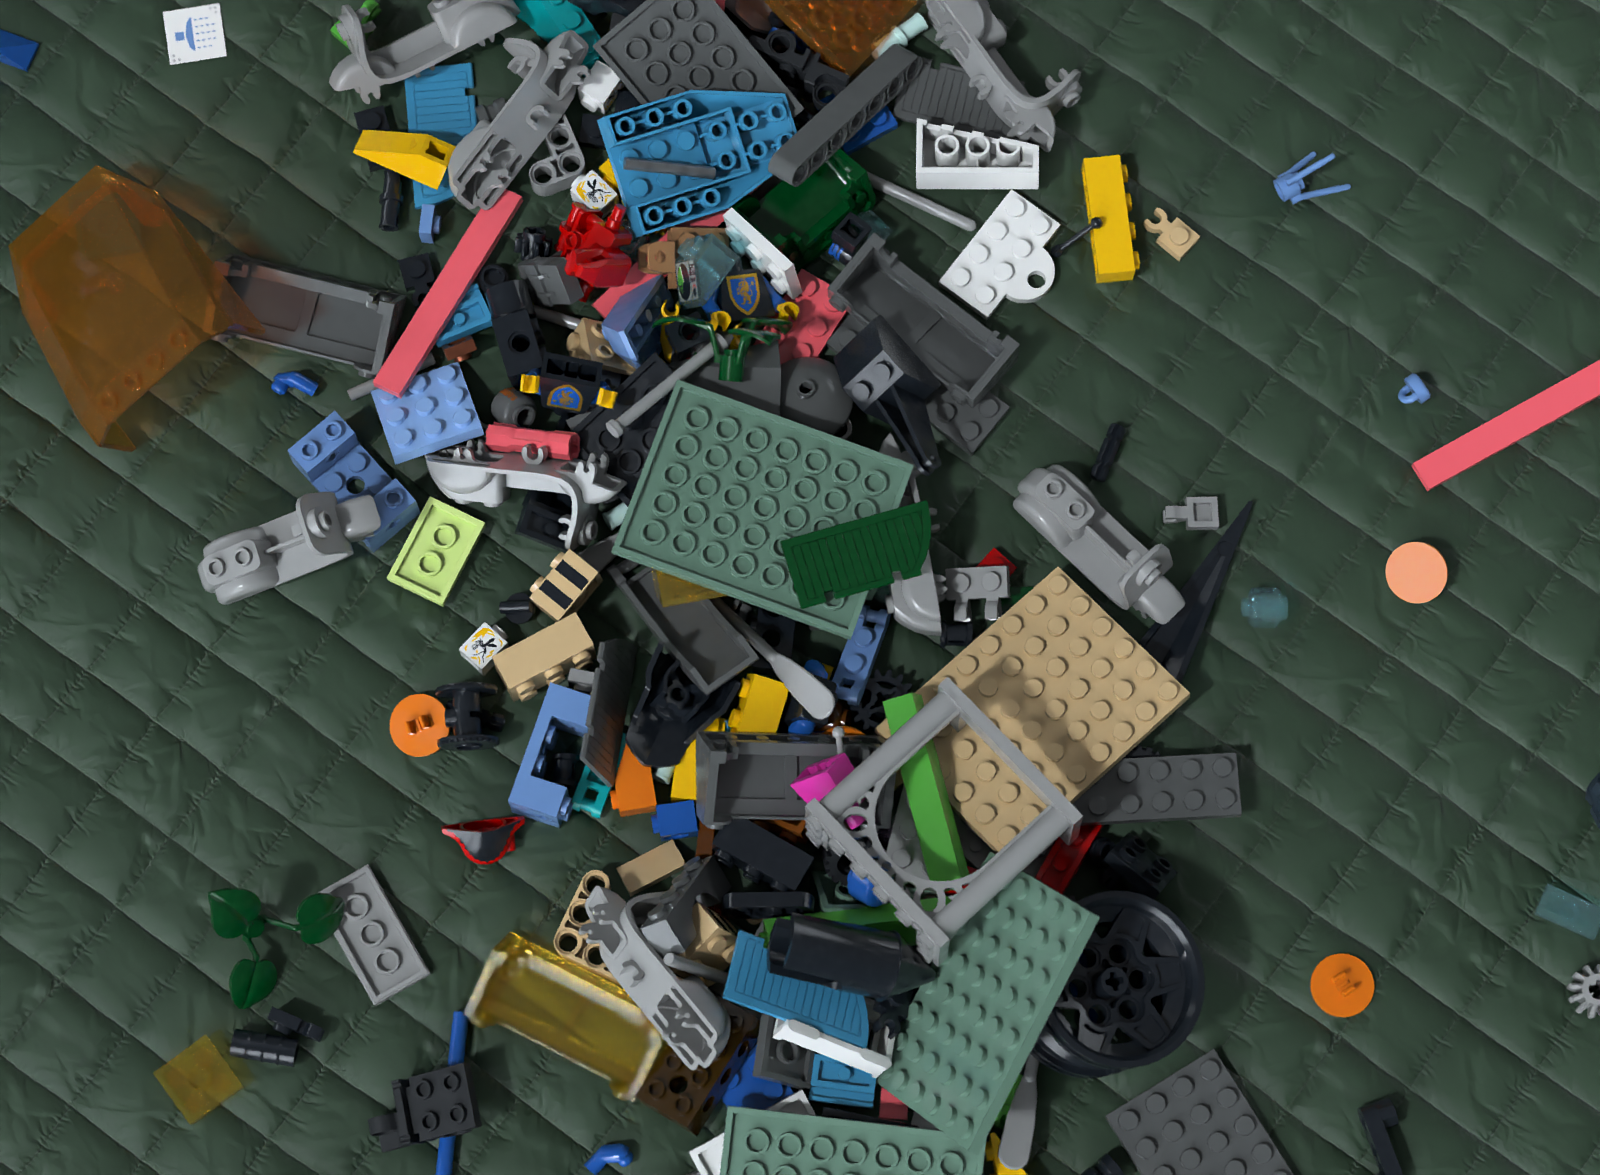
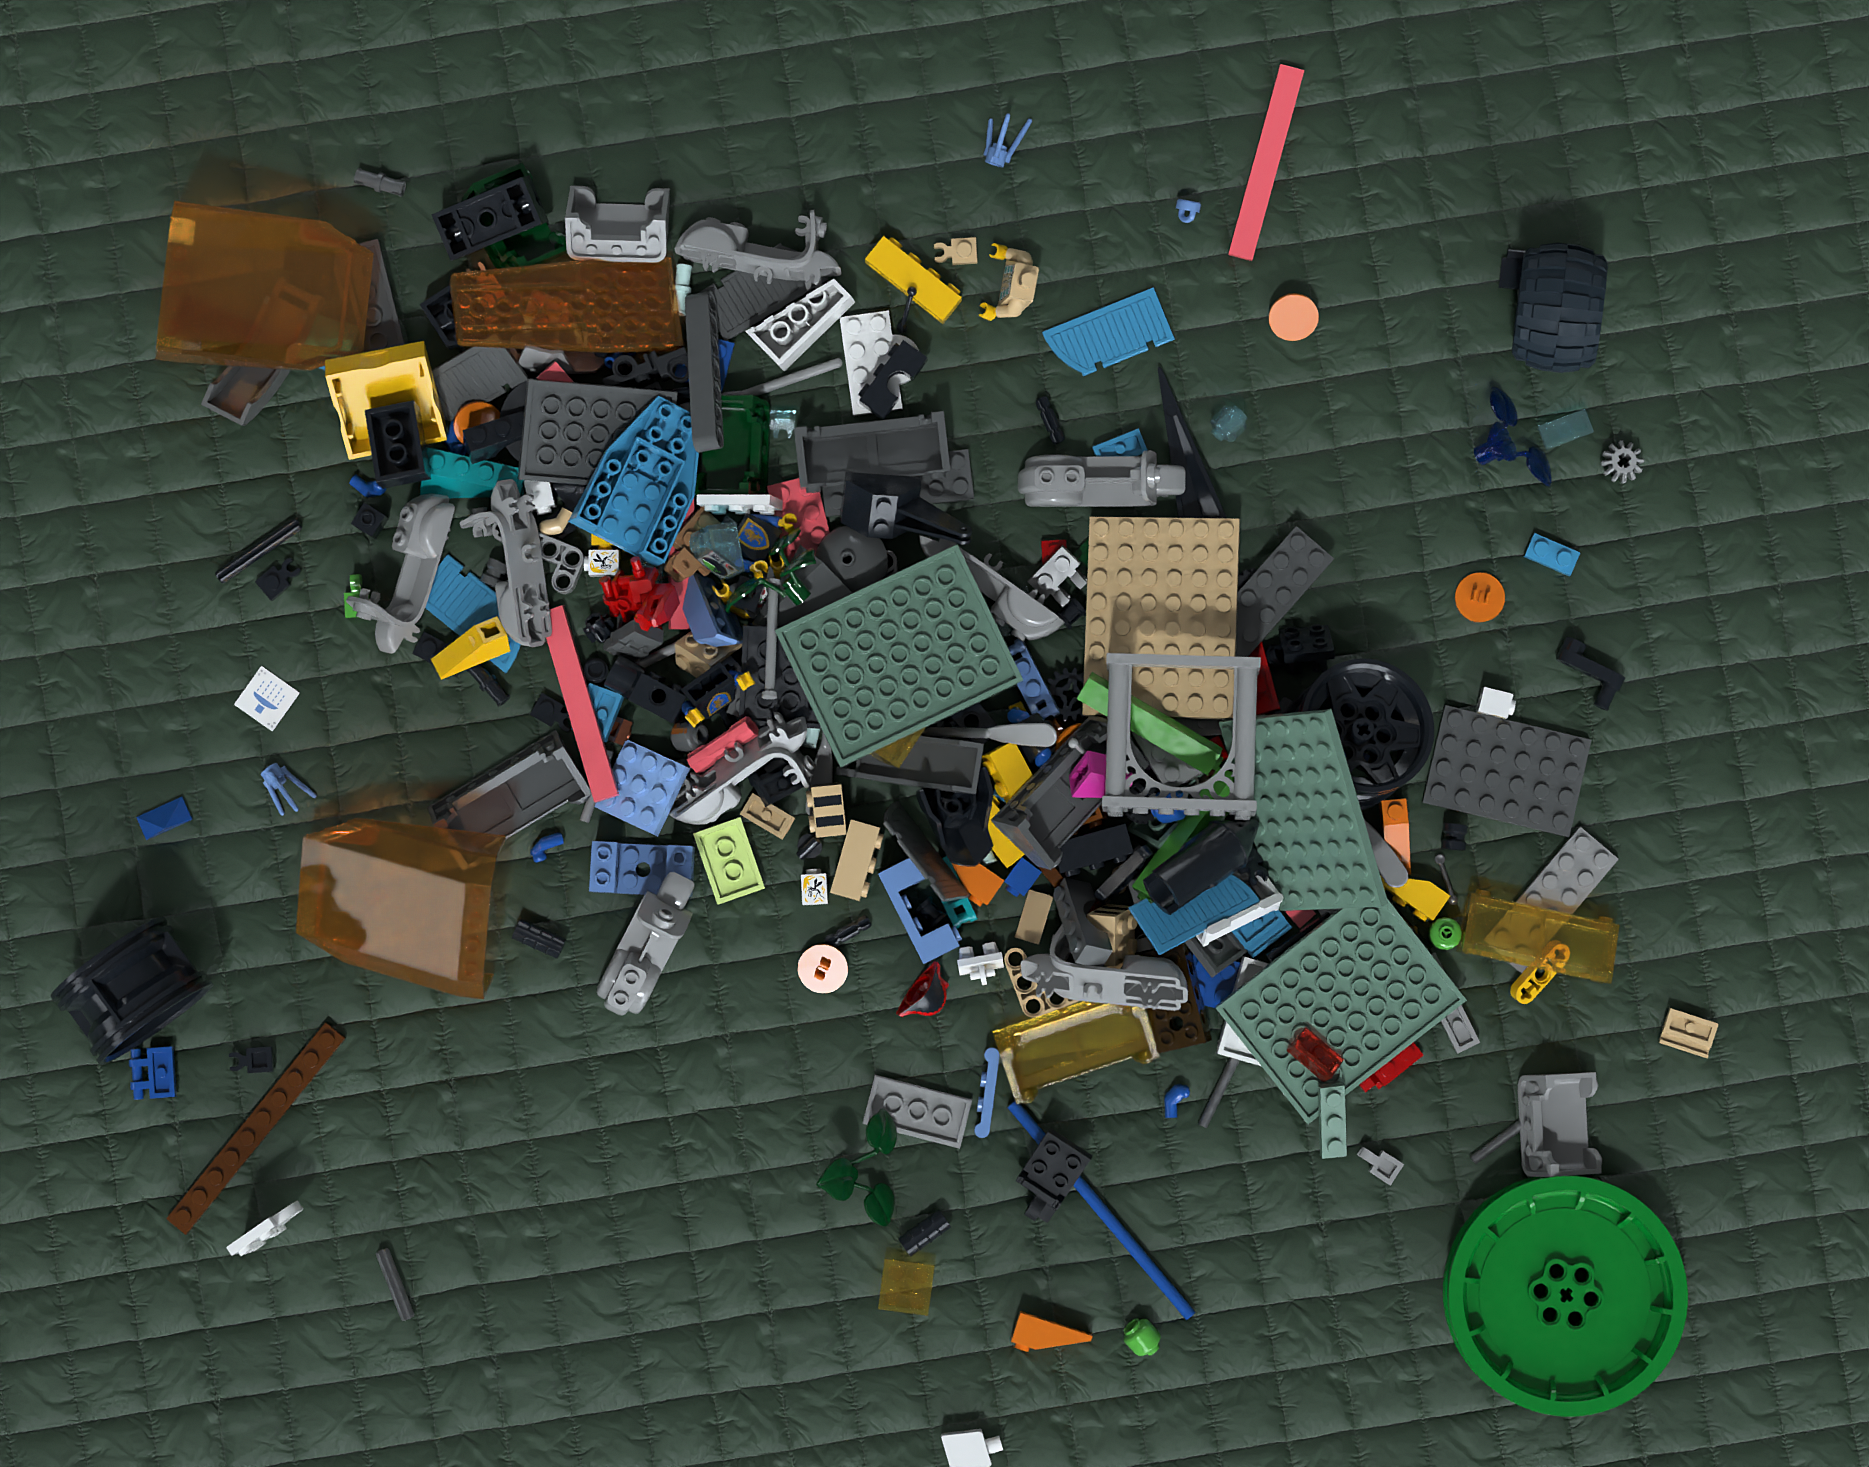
camera: 40 degrees left, 10 degrees up
(129, 103) = (275, 778): none -> medium blue plant
(205, 454) = (539, 938): none -> black axle
(286, 1023) = (923, 1206): black plate -> none
(429, 223) = (526, 675): medium blue plate -> none
(438, 987) = (985, 1103): none -> medium blue plate
(462, 716) = (844, 941): black hose -> none
(508, 546) = (769, 817): none -> tan hinge
(560, 861) = (980, 966): none -> white hips
(581, 680) = (892, 853): light grey plate -> none
(583, 122) = (555, 525): none -> tan arm
(669, 168) = (638, 507): flat silver bar -> none
(696, 968) = (1125, 951): light grey bar -> none
(848, 241) = (779, 444): black leg -> none
(858, 554) = (979, 628): dark green piece -> none
(1028, 273) = (903, 360): none -> black arch
(1056, 1114) = (1396, 828): none -> orange slope
(1147, 532) = (1125, 445): none -> dark azure plate
(1193, 309) = (1017, 284): none -> tan torso
(1198, 512) = (1136, 406): light grey plate -> none
(1237, 432) = (1110, 333): none -> dark azure piece
(1262, 1092) = (1495, 703): none -> white brick
(1447, 1011) = (1551, 554): none -> dark azure plate
(1493, 863) = (1500, 445): none -> clear blue plant

